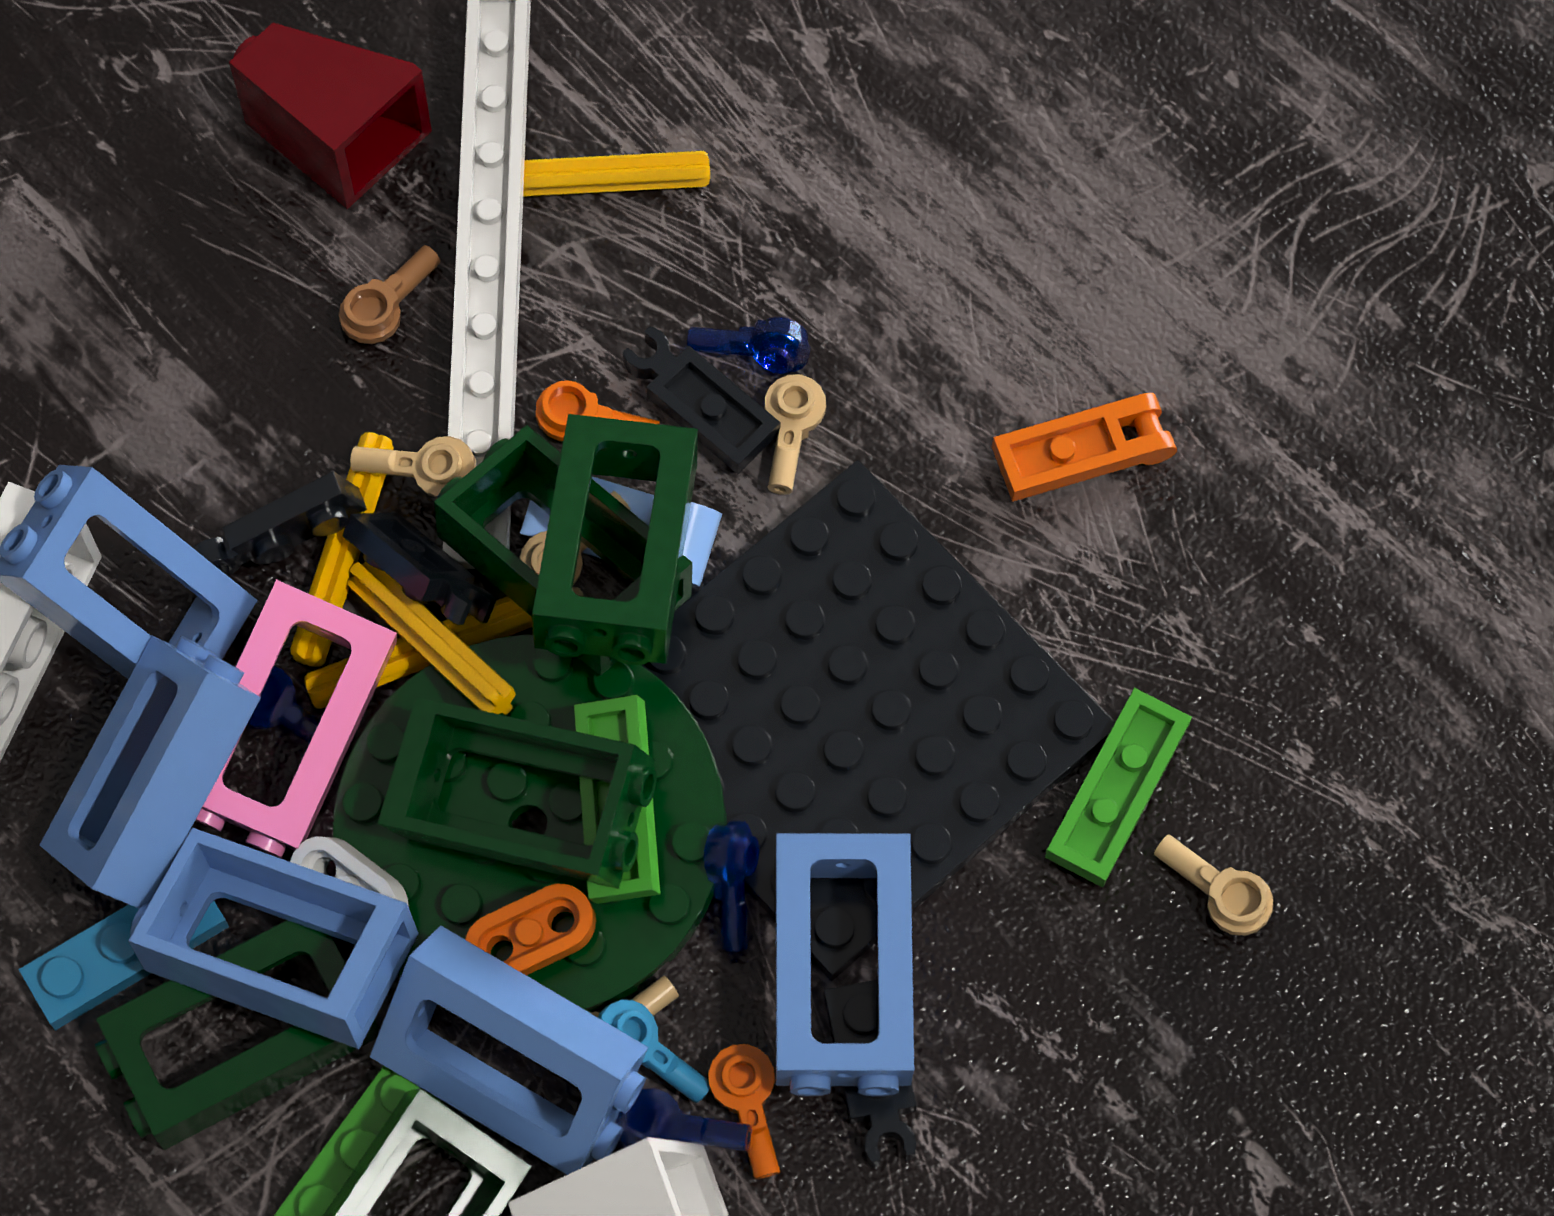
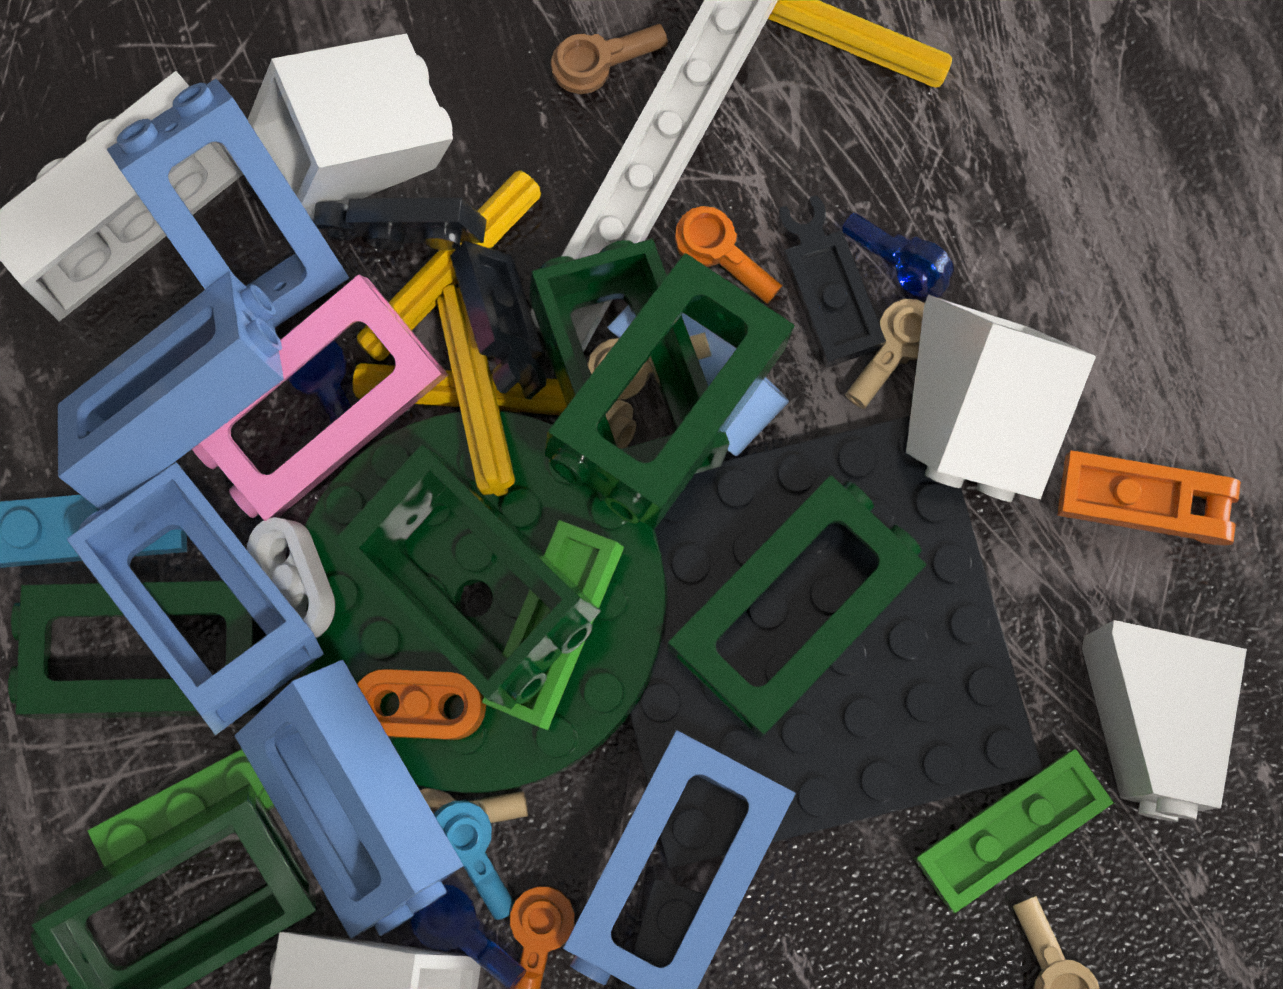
camera: 30 degrees right, 10 degrees up
(188, 456) = (350, 119): none -> white slope
(430, 466) = (558, 233): tan plate -> none
(728, 858) = (627, 724): clear blue plate -> none
(837, 782) = (764, 705): none -> dark green piece
(901, 423) = (991, 400): none -> white slope
(1191, 615) = (1165, 715): none -> white slope

